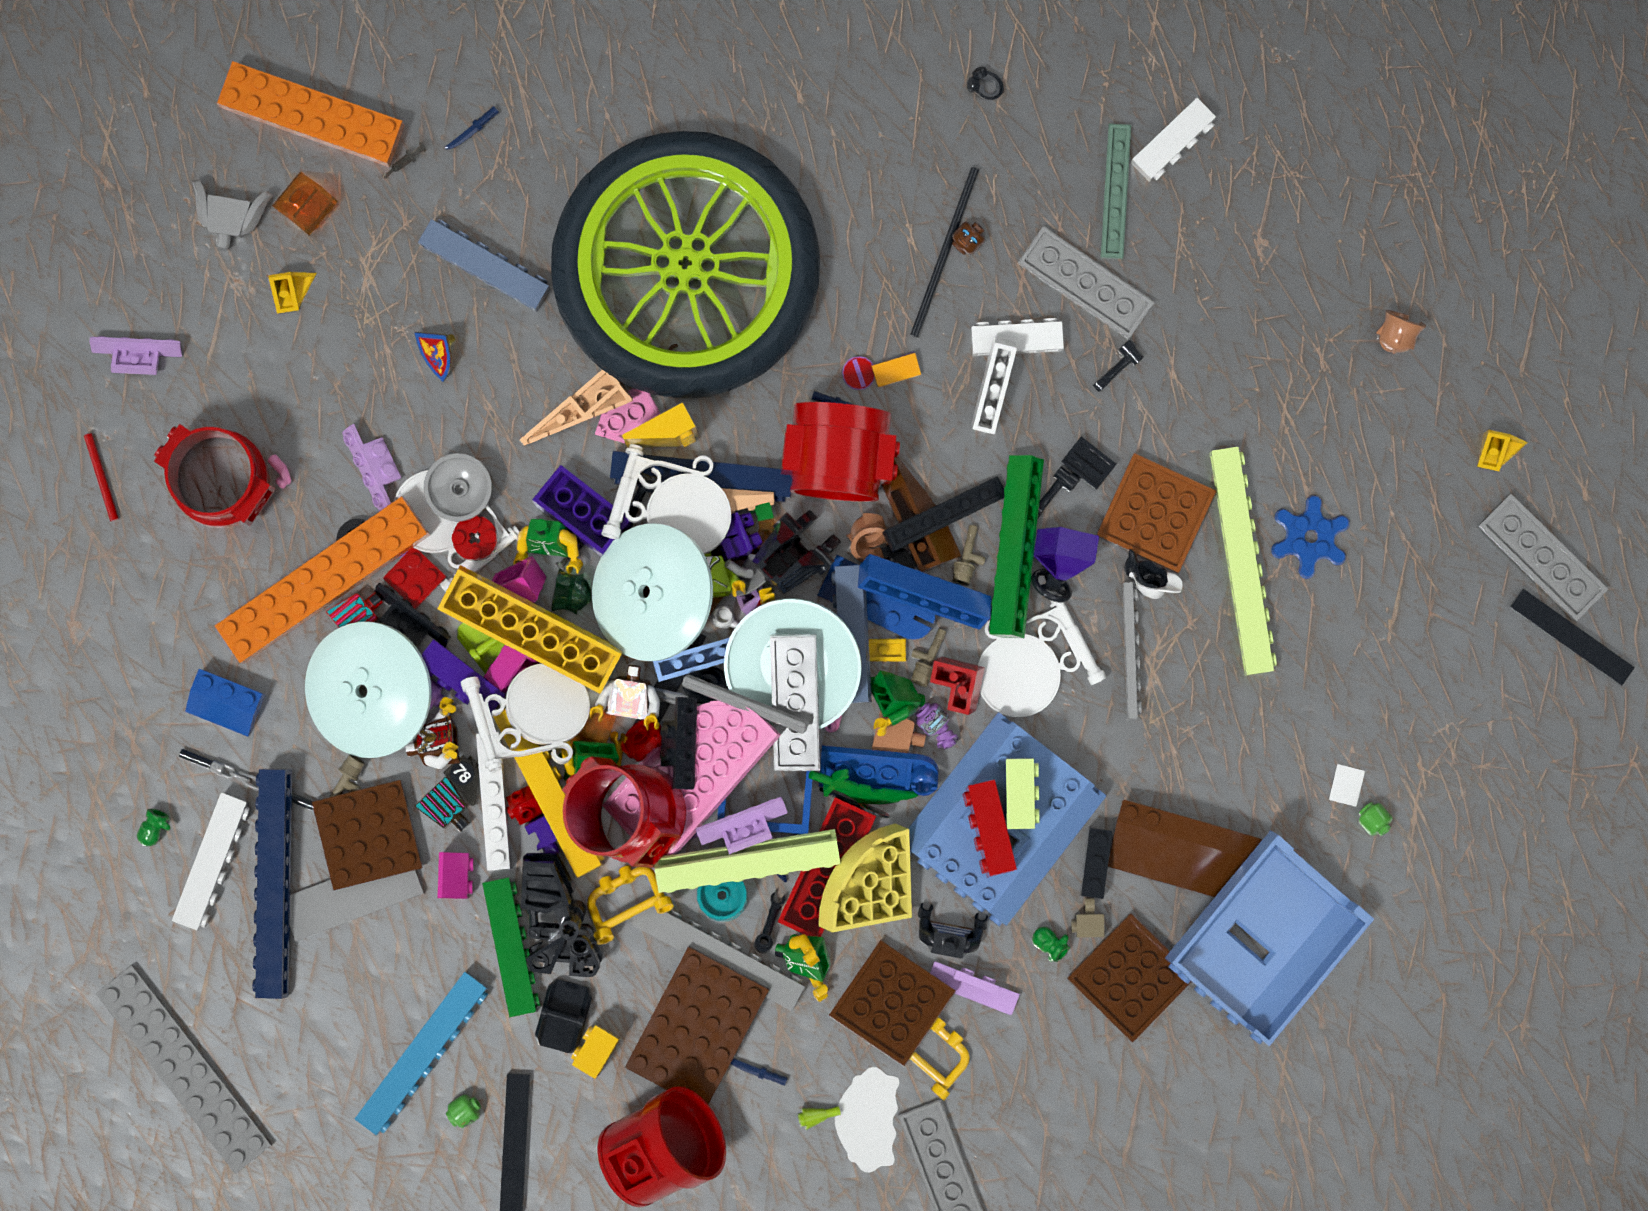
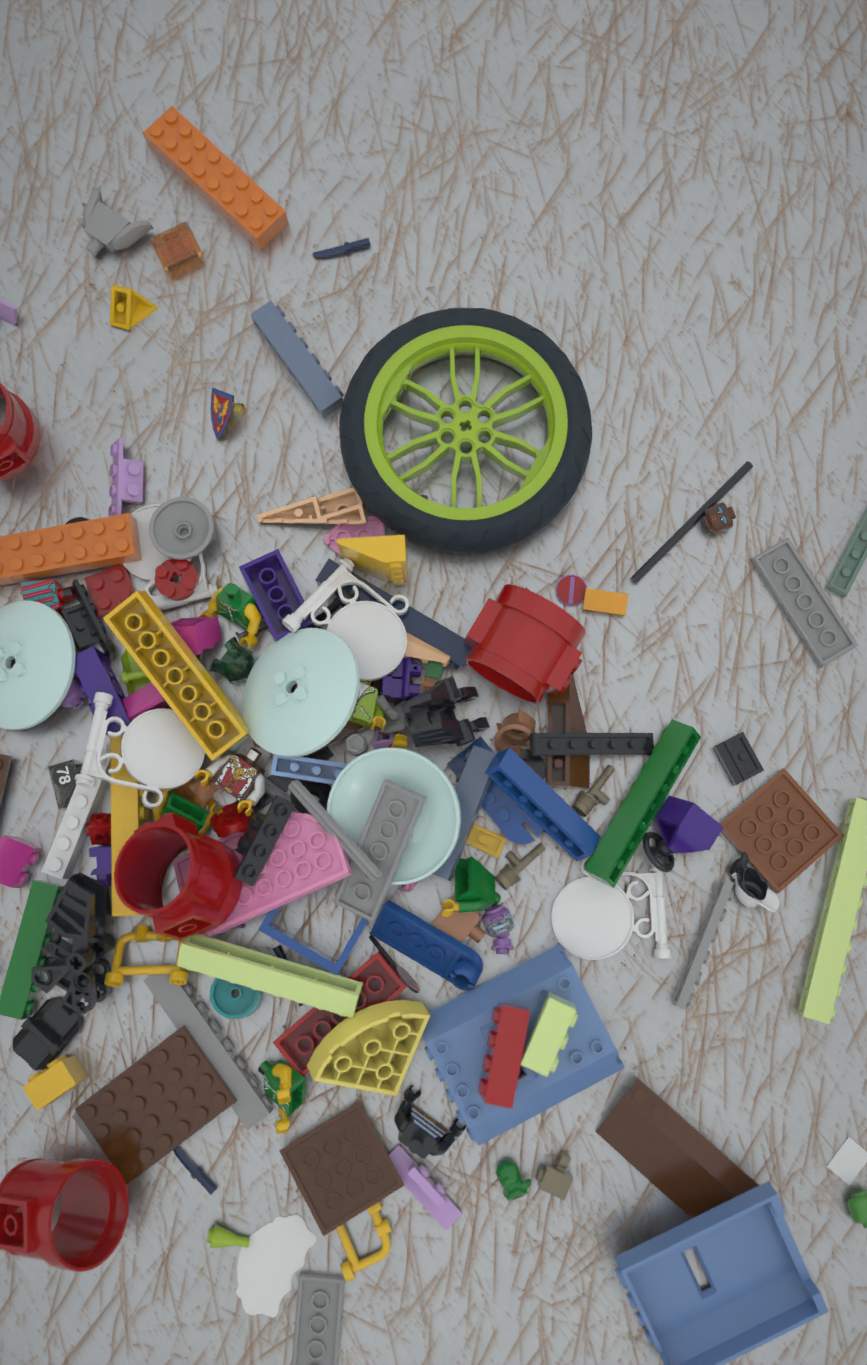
camera: 30 degrees right, 5 degrees down
(281, 469) = (47, 450): bright pink arm -> none
(406, 159) = (275, 248): clear smoke piece -> none
(438, 739) = (58, 736): torso -> none
(444, 805) = (35, 797): torso -> none
(744, 827) = (280, 944): lavender bracket -> none
(767, 930) = (263, 1042): black brick -> none
(859, 792) = (388, 940): green sword -> none
(964, 681) = (541, 898): red brick -> none
(974, 85) = (780, 396): black piece -> none
(994, 385) = (686, 651): white brick -> none
(1029, 336) = (723, 621): white brick -> none
(1063, 480) = (709, 762): black brick -> none
(1095, 863) = (586, 1125): black brick -> none
(1129, 978) = (570, 1248): reddish brown plate -> none
(1130, 355) = (816, 680): black brick -> none

